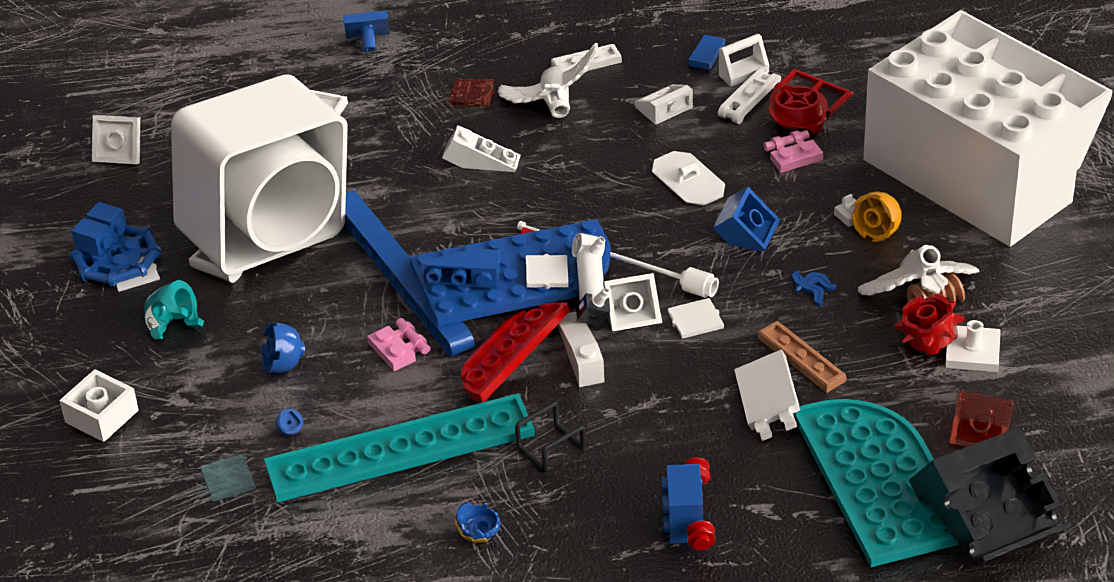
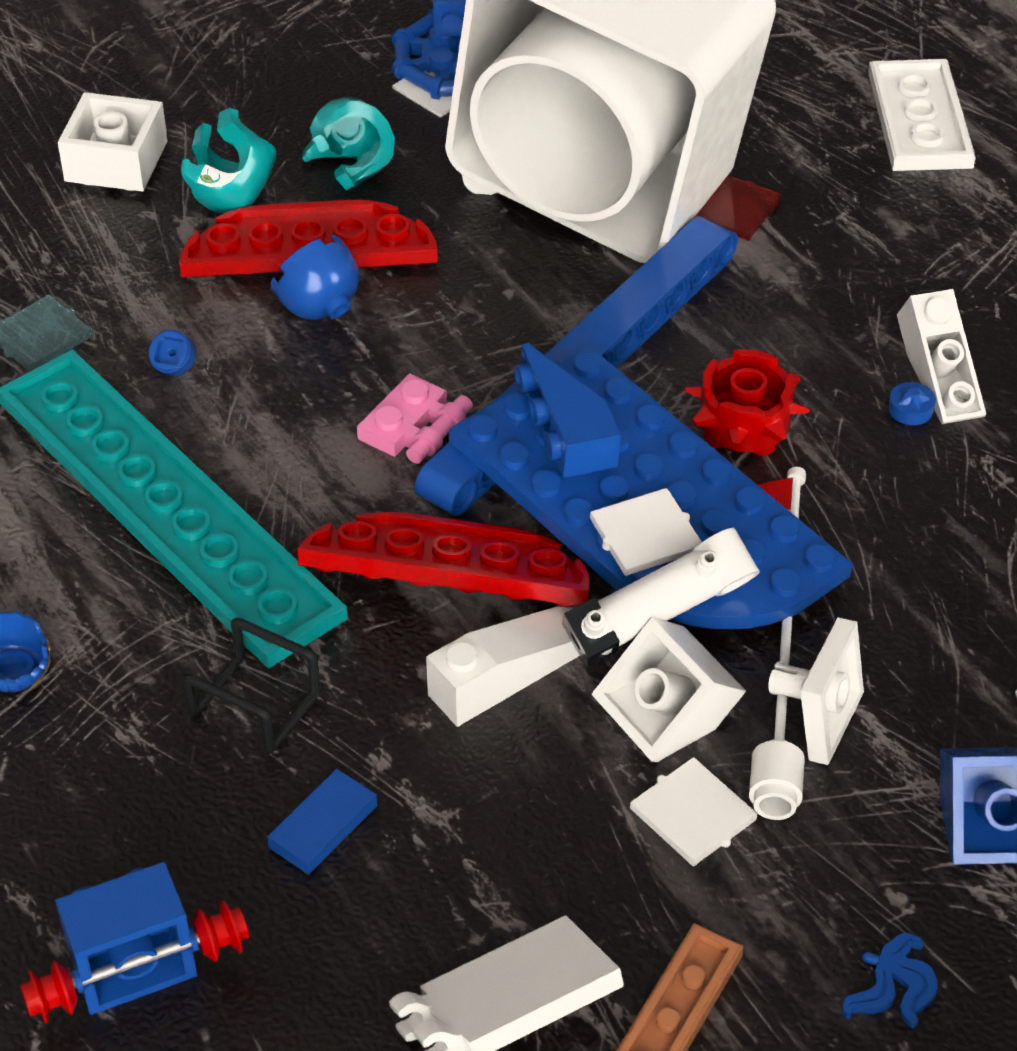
camera: 65 degrees right, 5 degrees up
(169, 364) = (224, 183): none -> teal piece
(233, 350) = (268, 234): none -> red plate
(472, 220) = (746, 402): none -> red brick
(499, 174) = (911, 403): none -> blue tile
(638, 436) = (322, 821): none -> blue tile
(666, 246) = (827, 690): none -> white tile

